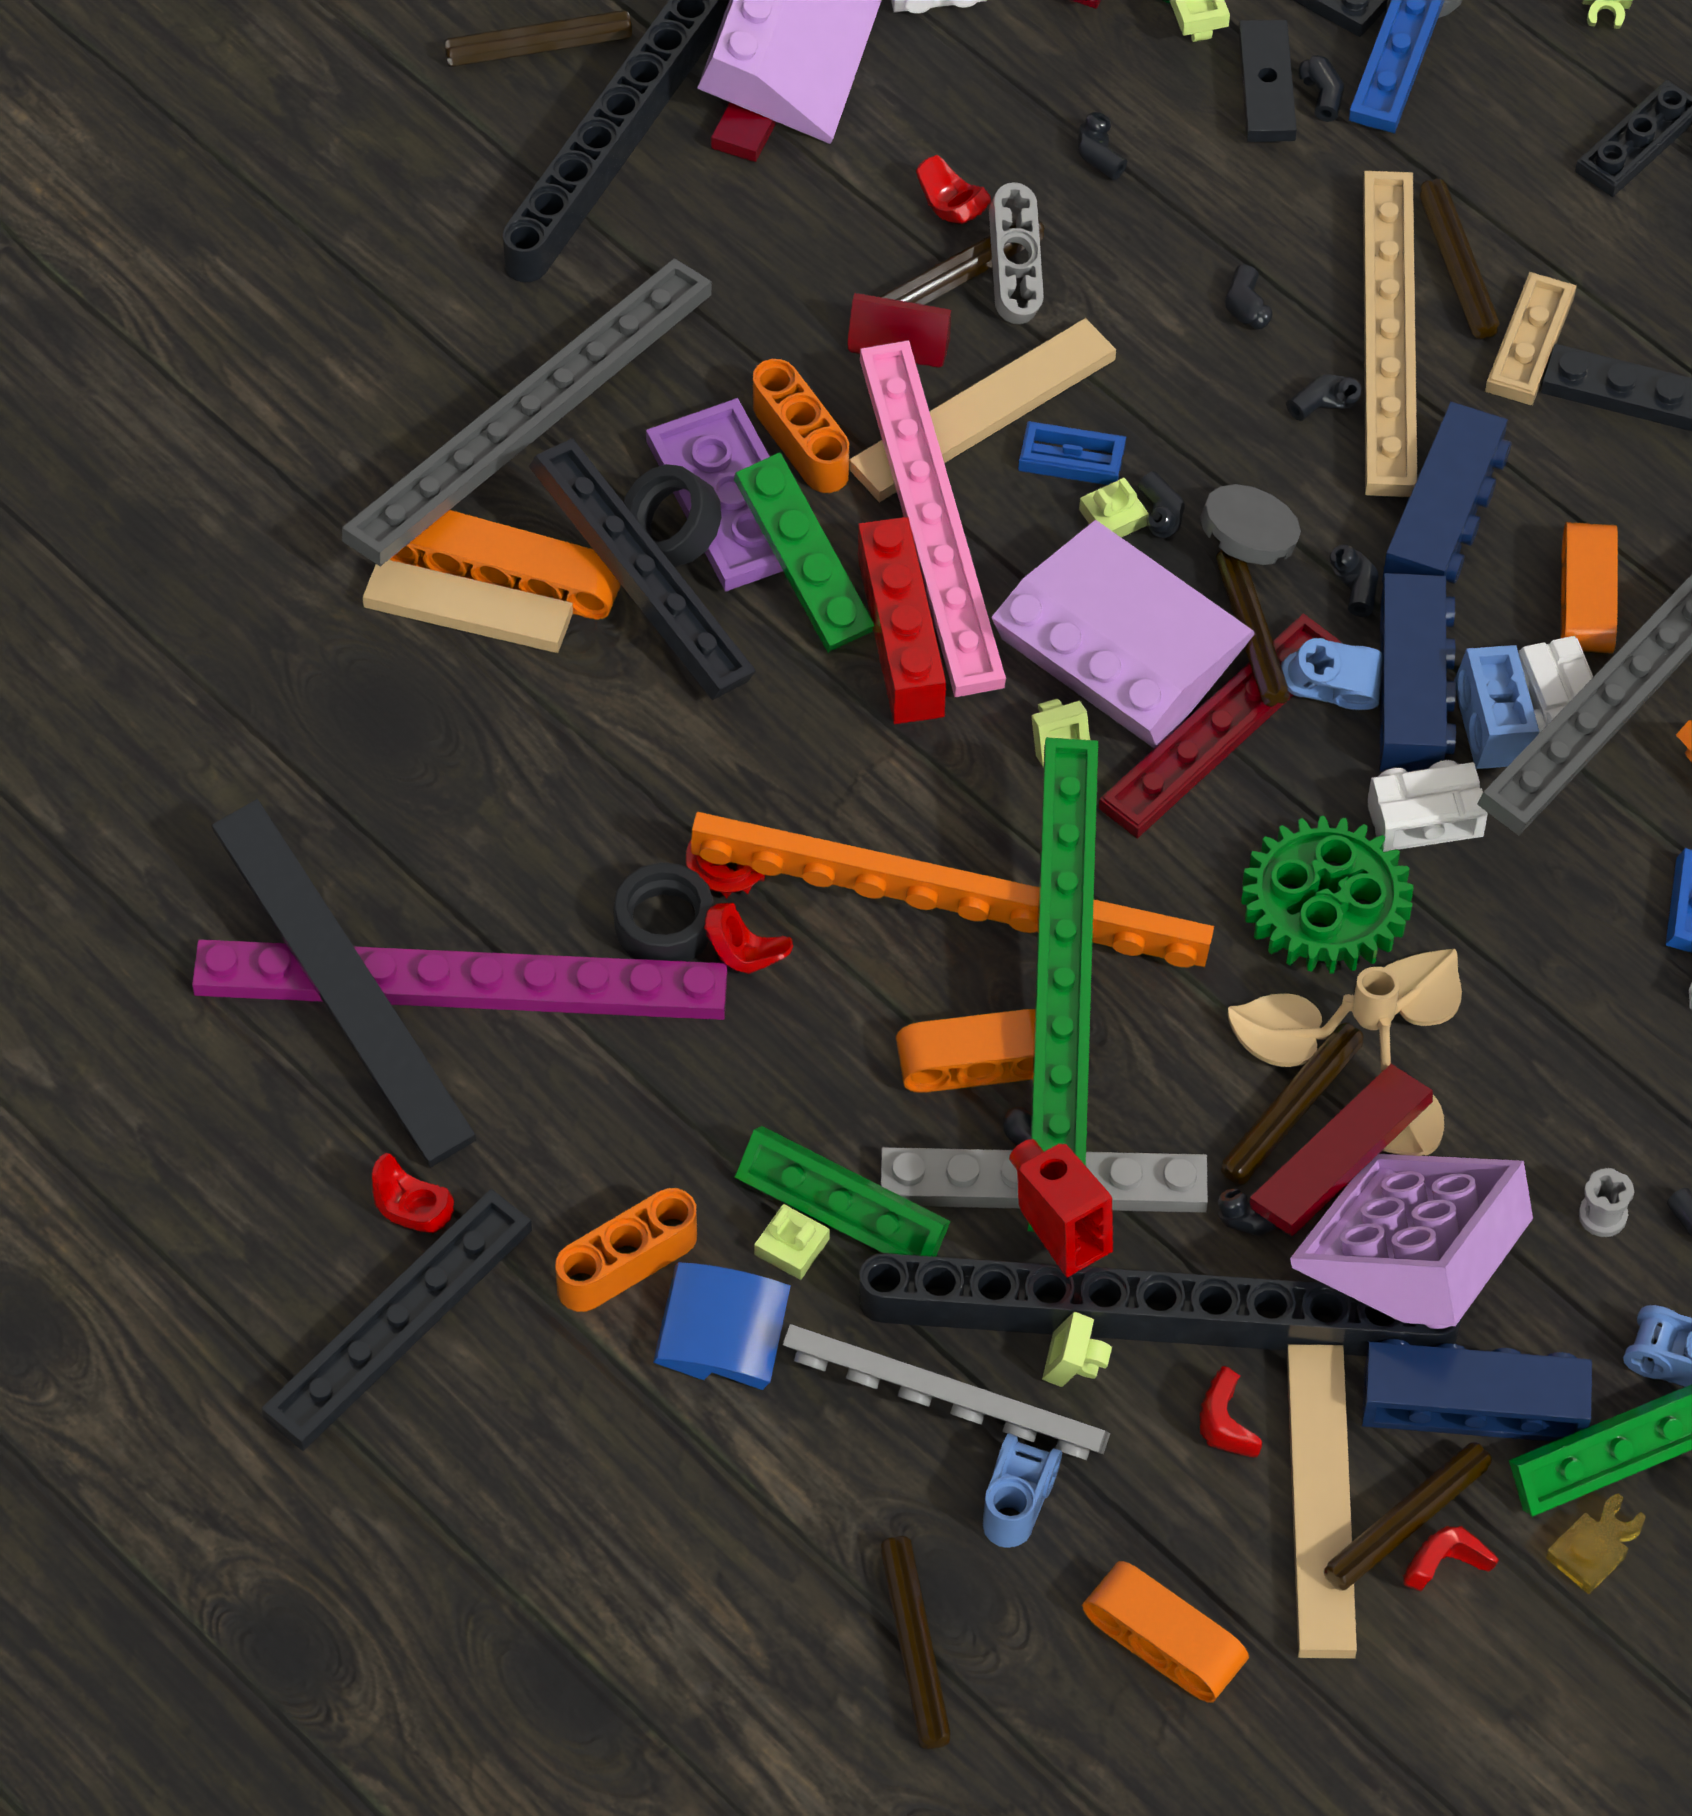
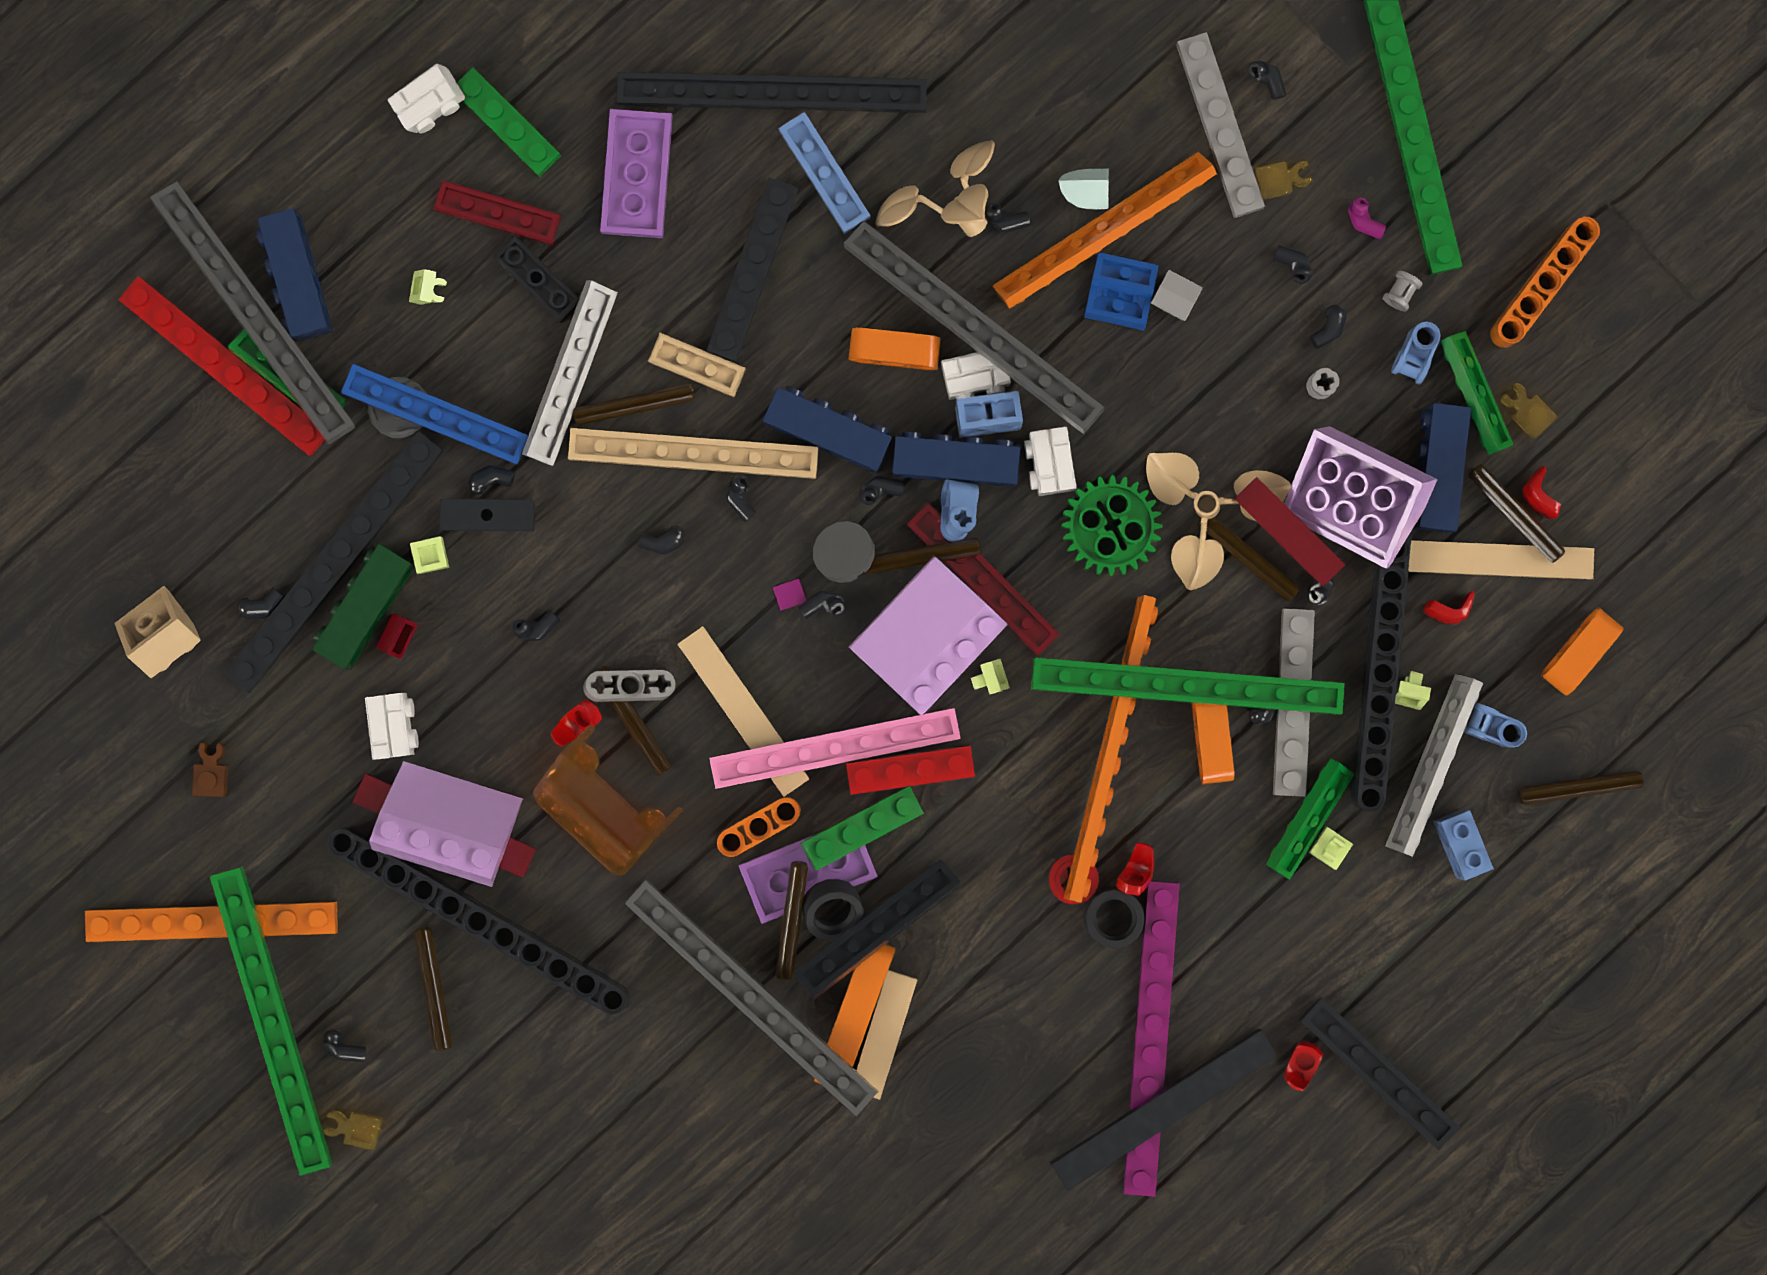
camera: 85 degrees left, 30 degrees up
(616, 1271) = (1353, 951): orange beam -> none
(696, 458) = (791, 920): none -> dark brown axle
(722, 1324) = (1386, 889): blue slope -> none
(806, 1436) = (1463, 844): none -> medium blue brick
(832, 212) = (595, 811): none -> clear orange windscreen
(887, 321) = (685, 762): dark red slope -> none
(1063, 1204) = (1359, 692): red torso -> none
(1071, 460) = (765, 659): blue tile -> none
(1115, 508) = (823, 634): yellowish green tile -> none
(1176, 468) = (789, 594): none -> magenta sticker
(1499, 172) = (569, 373): none -> plate

